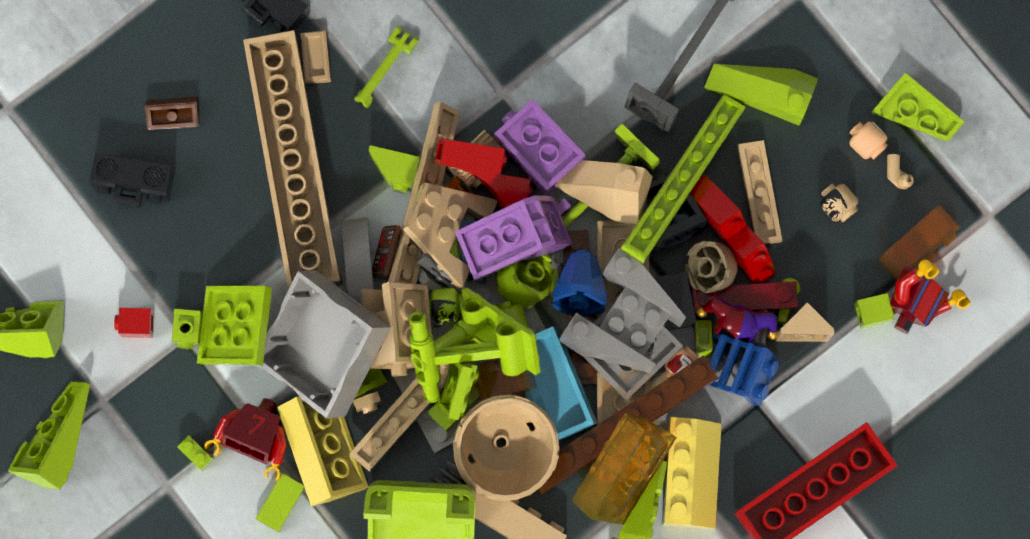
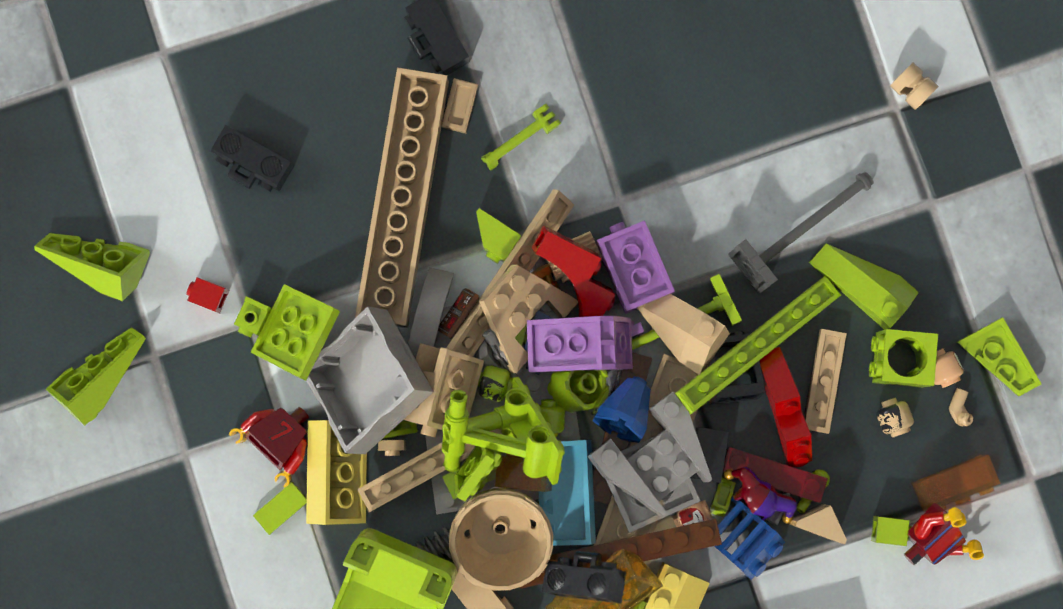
camera: 25 degrees right, 5 degrees up
(172, 113) = (310, 111): reddish brown slope -> none
(195, 453) = (219, 434): lime piece -> none
(591, 460) = (572, 580): none -> black piece
(711, 266) = (753, 436): dark tan cylinder -> none
(841, 126) = (925, 350): none -> lime brick

